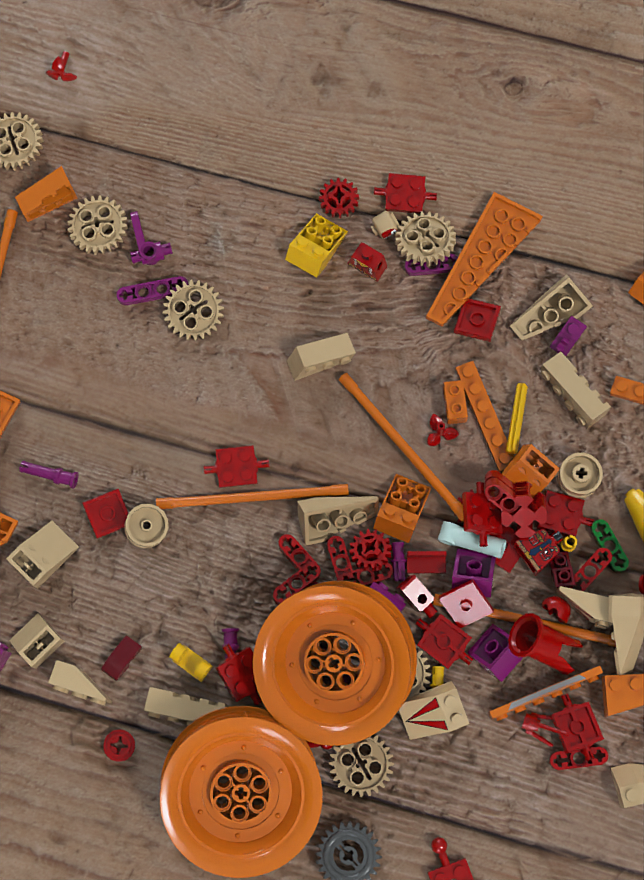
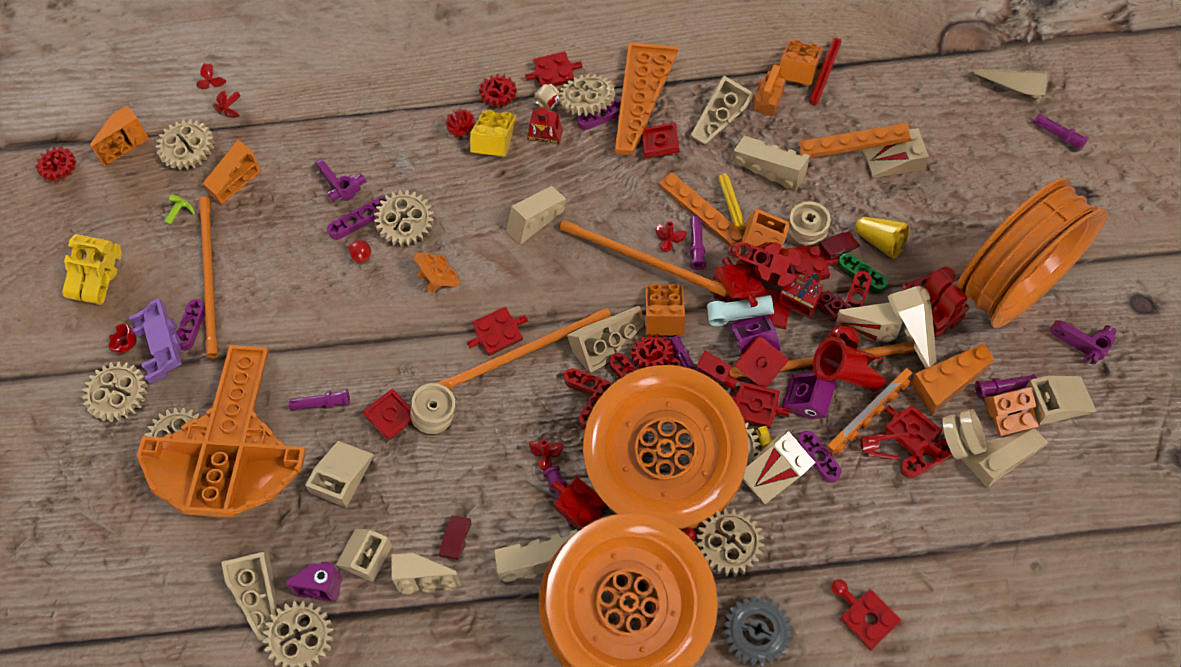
camera: 25 degrees left, 15 degrees down
(64, 107) = (224, 103): none -> red plant
(95, 209) = (288, 182): tan gear -> none
(112, 751) = (477, 616): red gear -> none
(138, 330) = (360, 251): none -> red piece
(190, 662) = (525, 514): yellow piece -> none
(202, 382) = (436, 270): none -> orange plate
(241, 608) = (543, 449): none -> red plant
(286, 223) = (460, 122): none -> red gear
(426, 562) = (710, 341): red panel -> none
(455, 402) = (672, 207): orange brick -> none
(460, 457) = (697, 249): none -> magenta pin
(487, 719) = (832, 465): none -> magenta beam
(565, 546) = (827, 281): yellow pin -> none
(568, 336) = (744, 123): magenta plate -> none
(600, 508) = (839, 244): none -> dark red slope
(611, 309) = (769, 92): none -> orange brick
(619, 754) = (964, 434): none -> tan wheel

